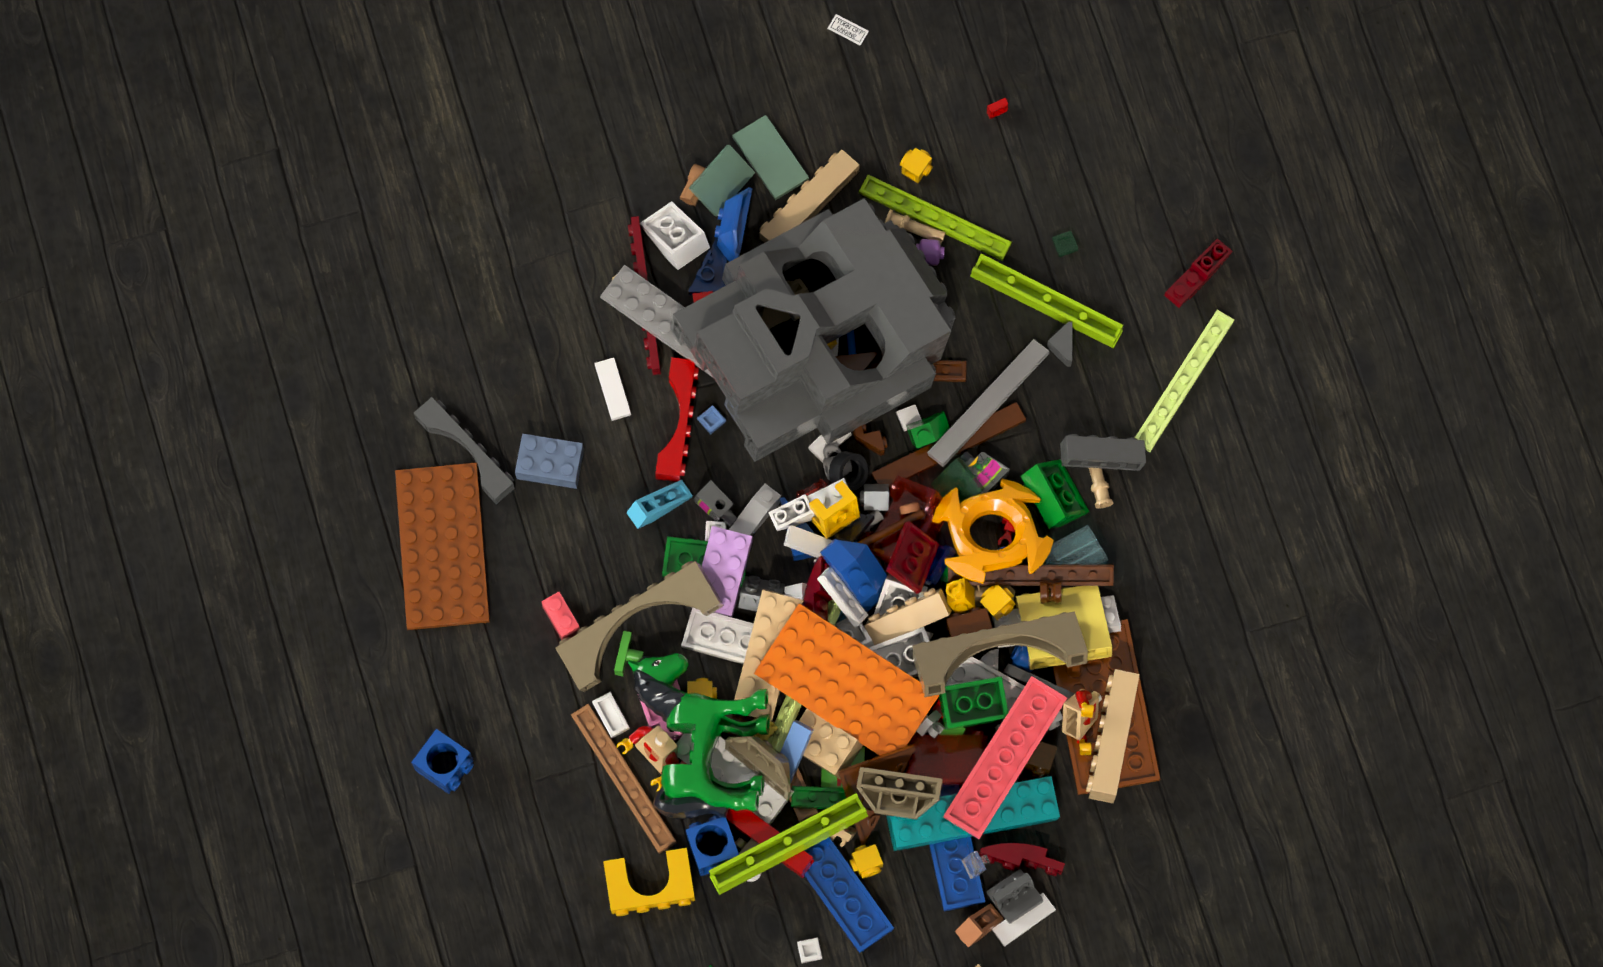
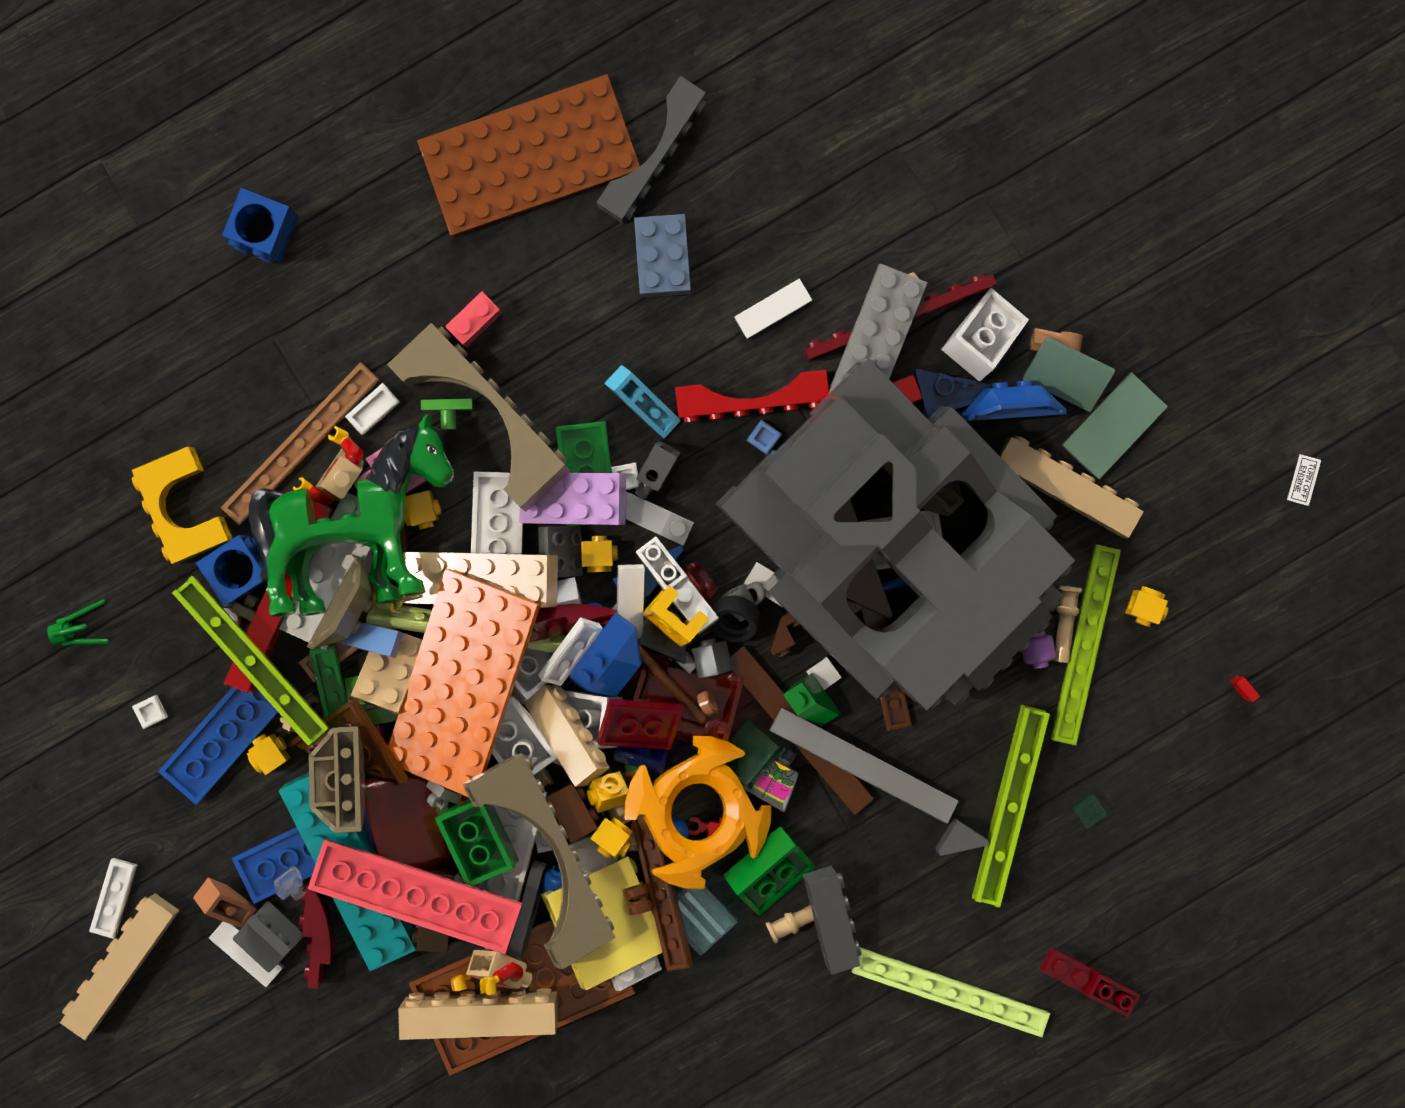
camera: 80 degrees right, 15 degrees up
(771, 565) = (598, 554): none -> yellow brick

